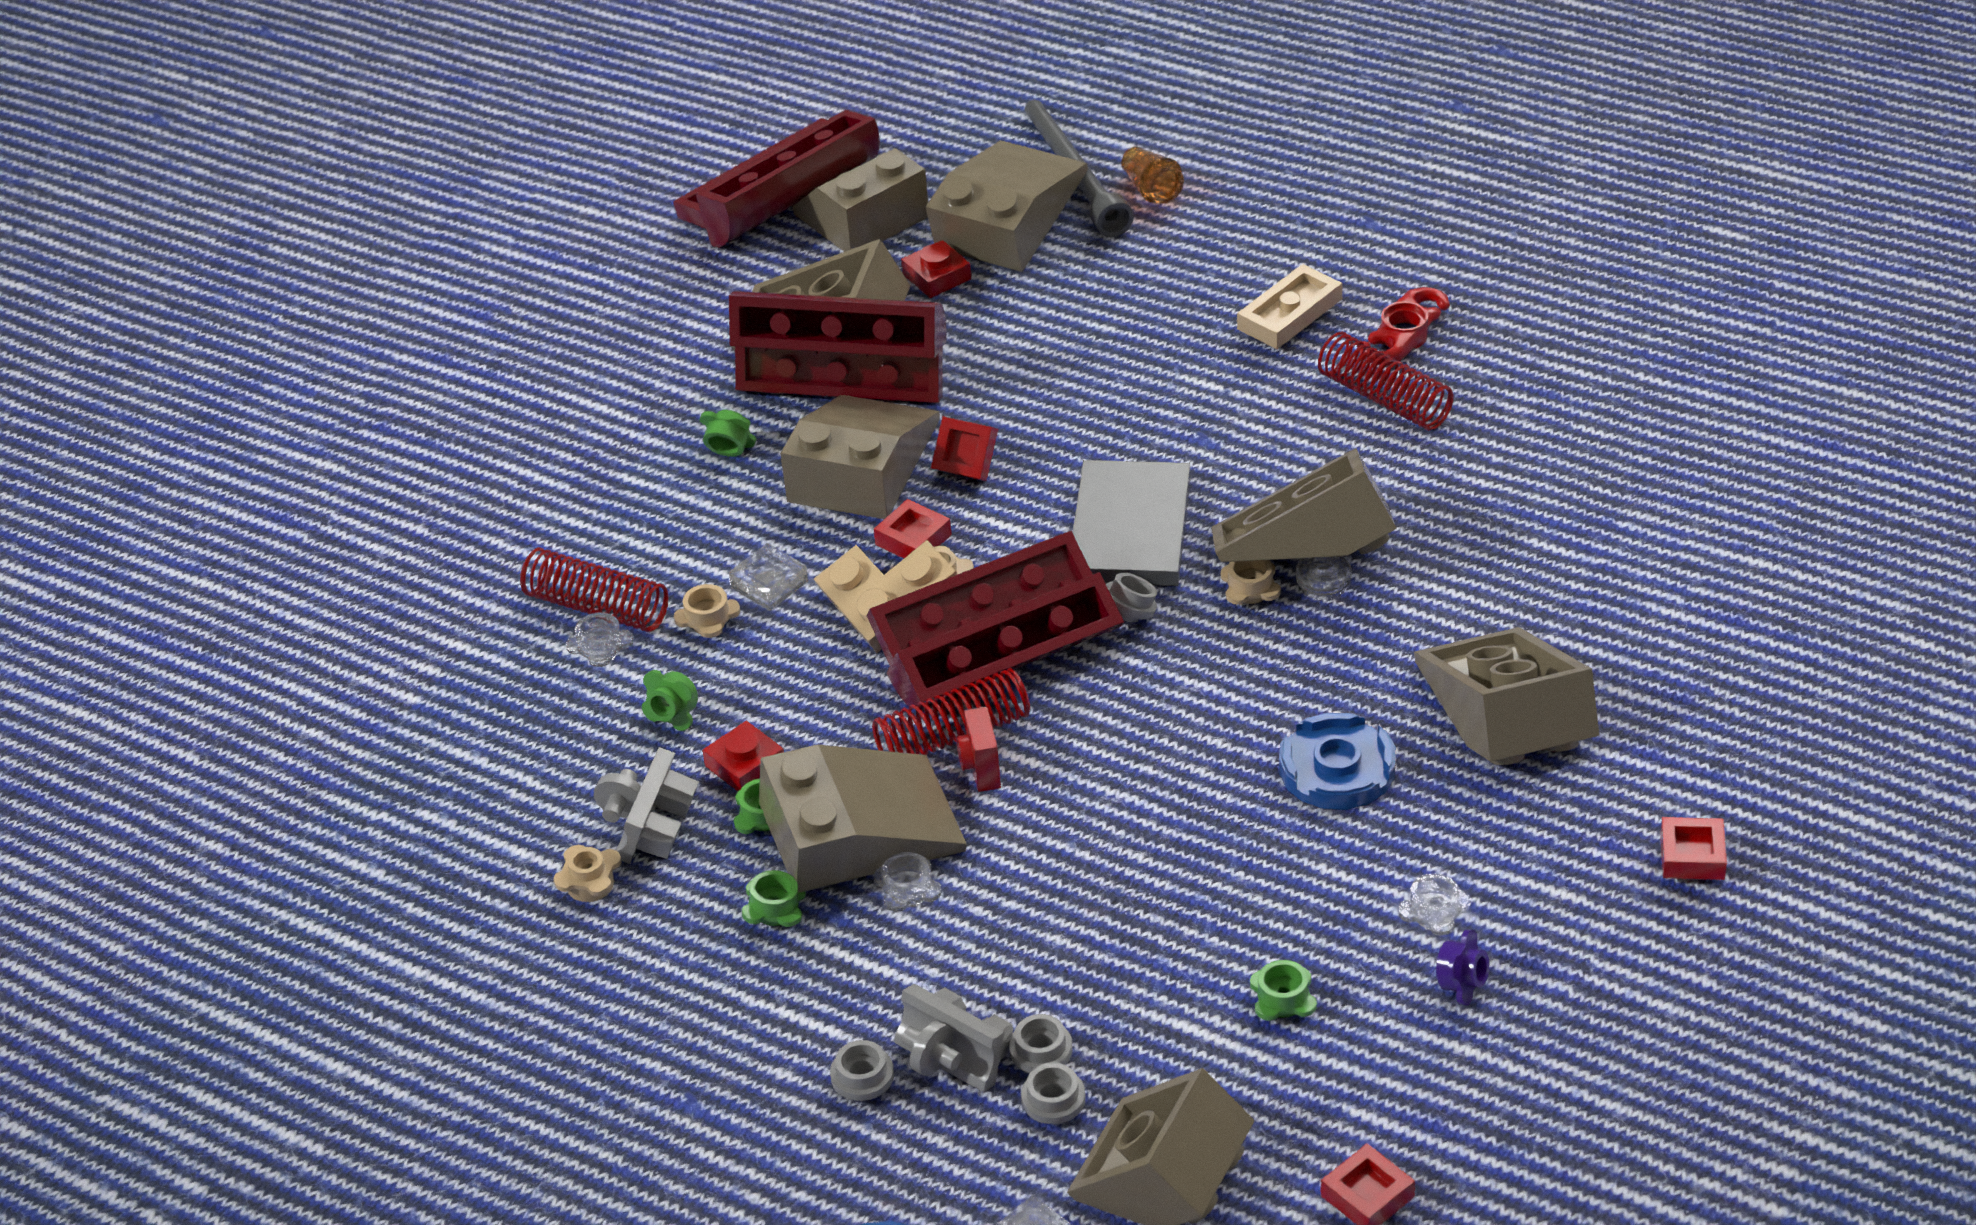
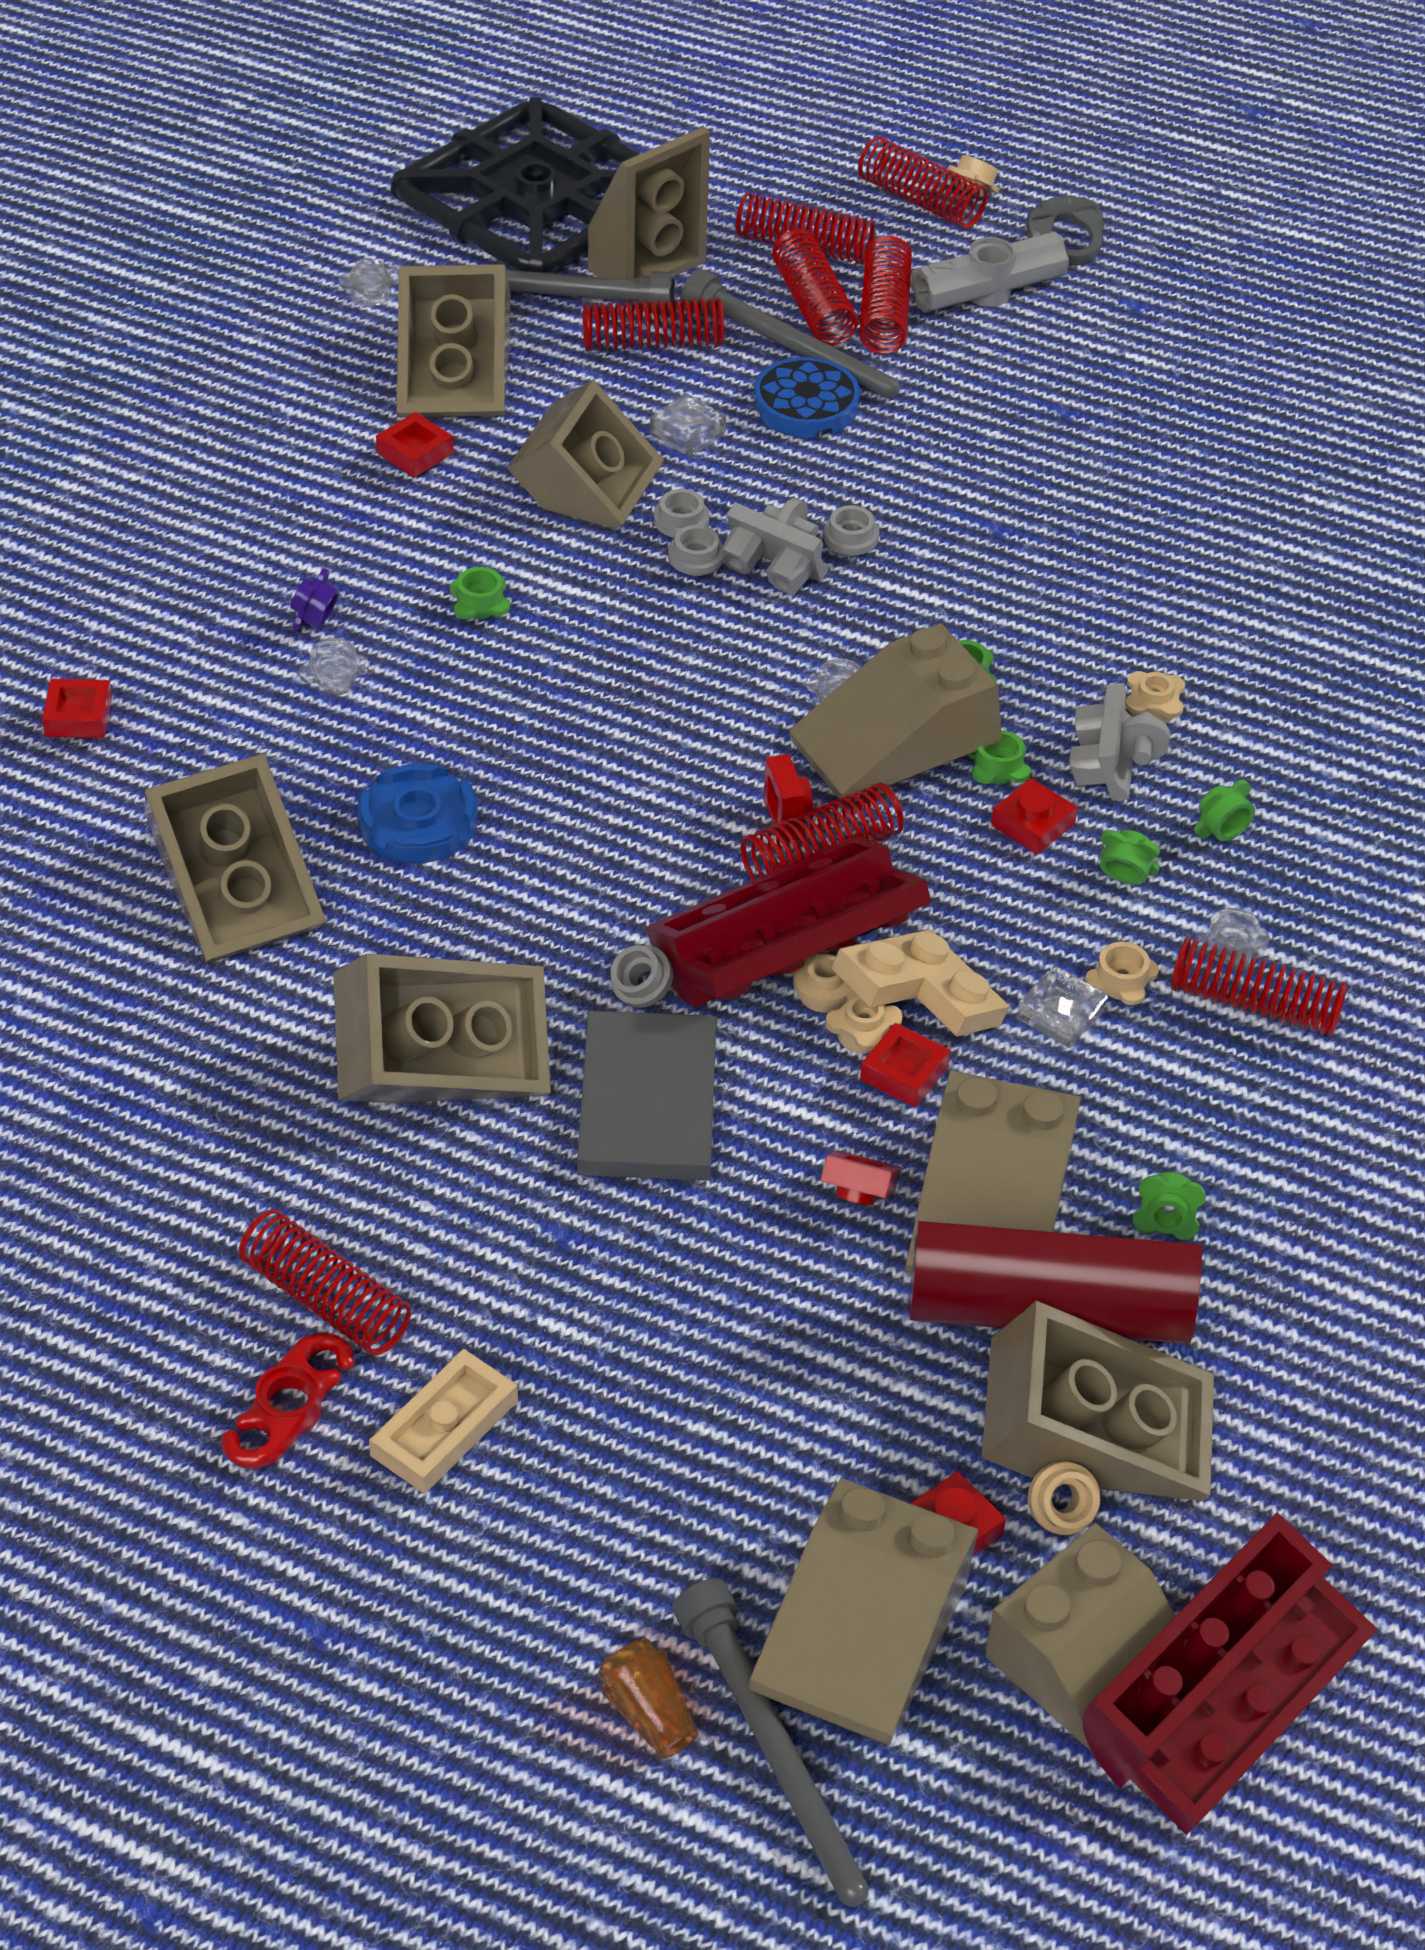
camera: 170 degrees right, 5 degrees up
(565, 738) = (1225, 812): none -> bright green plate

